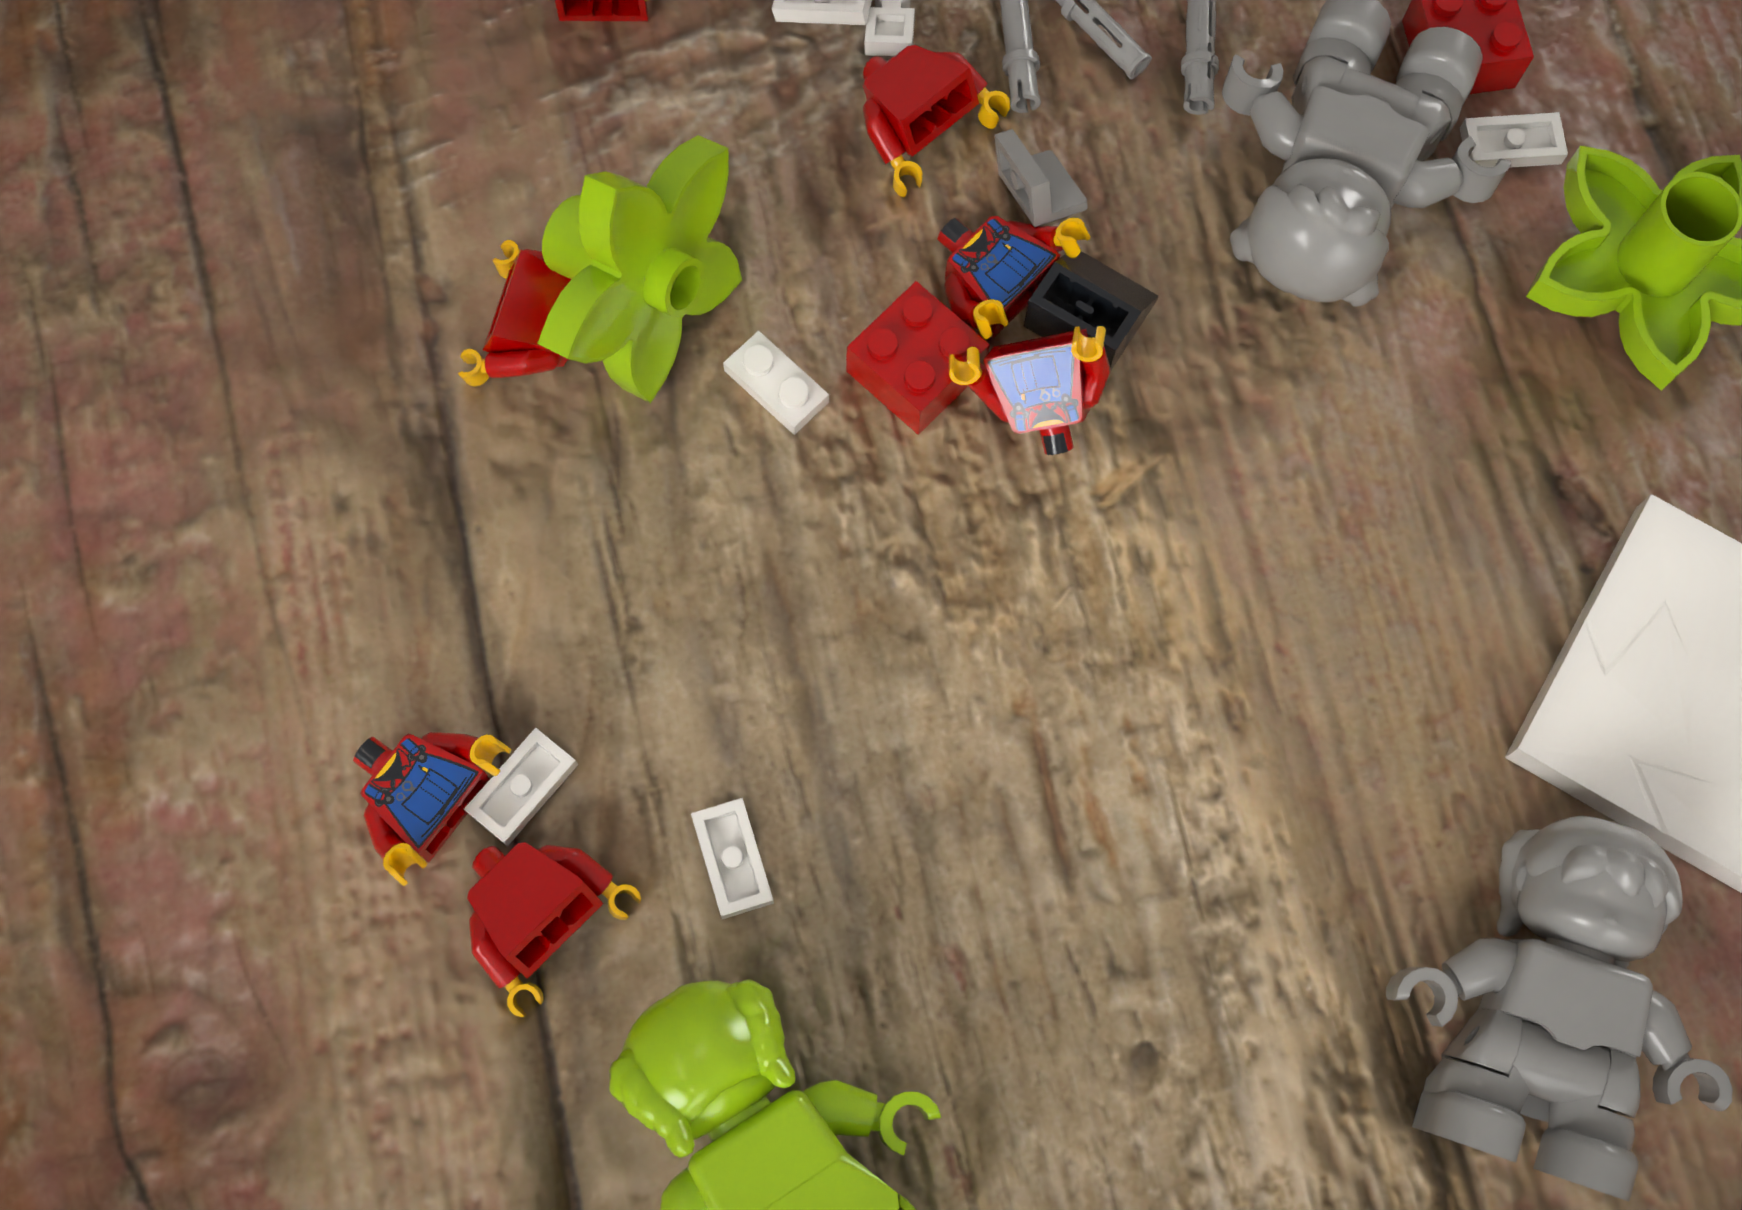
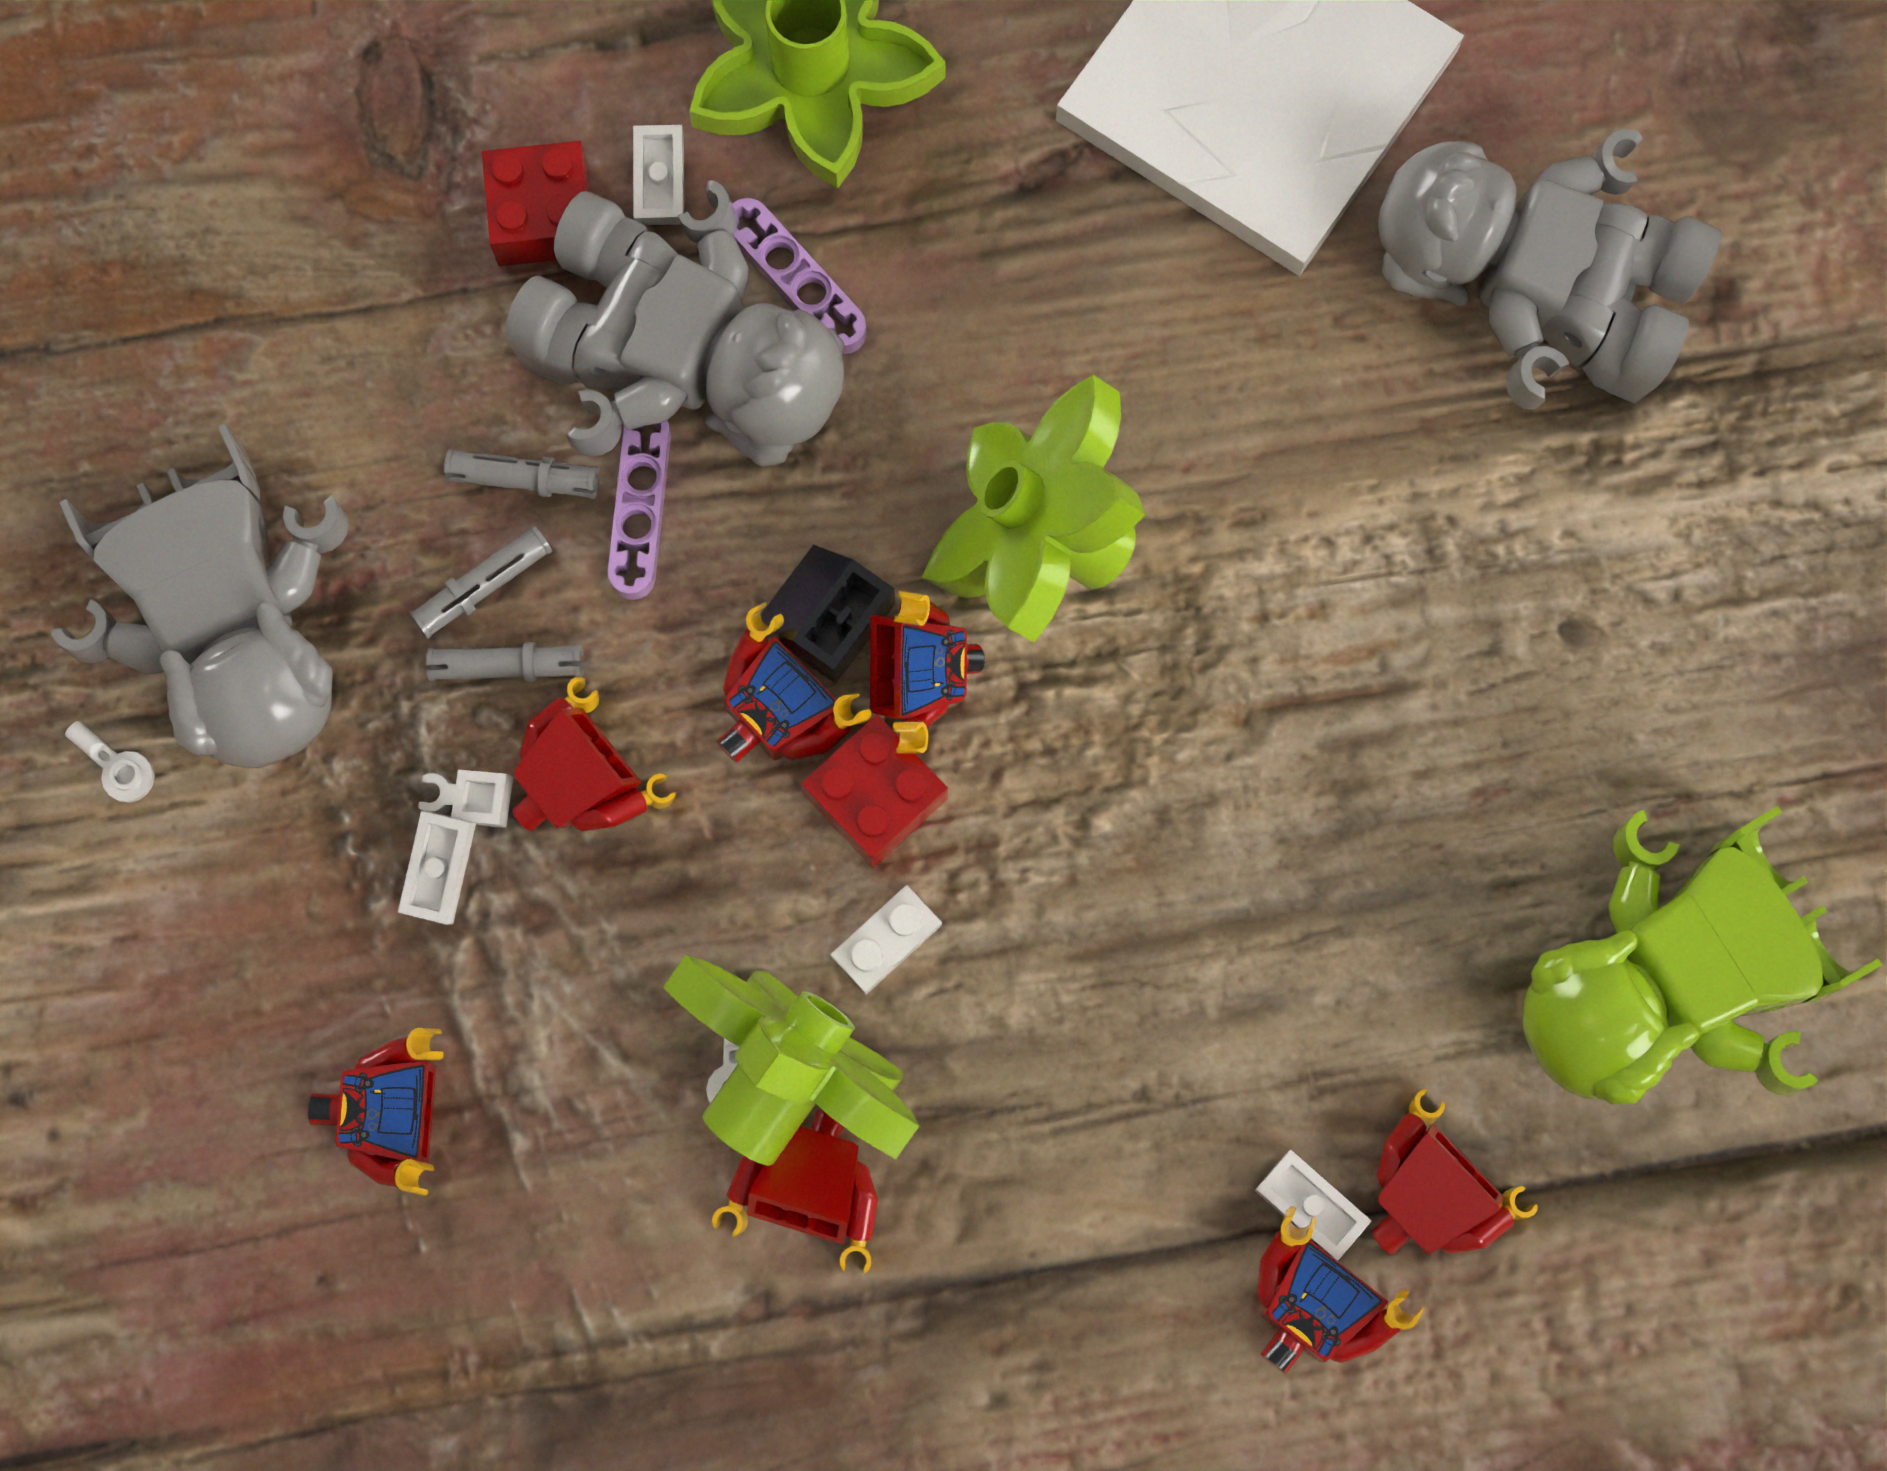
camera: 85 degrees left, 5 degrees up
(732, 858) = (1387, 999): white plate -> none
(1037, 181) = (680, 652): light grey panel -> none
(1185, 153) = (643, 502): none -> lavender beam
(1207, 479) = (1041, 512): none -> lime plant
(1431, 270) = (800, 272): none -> lavender beam

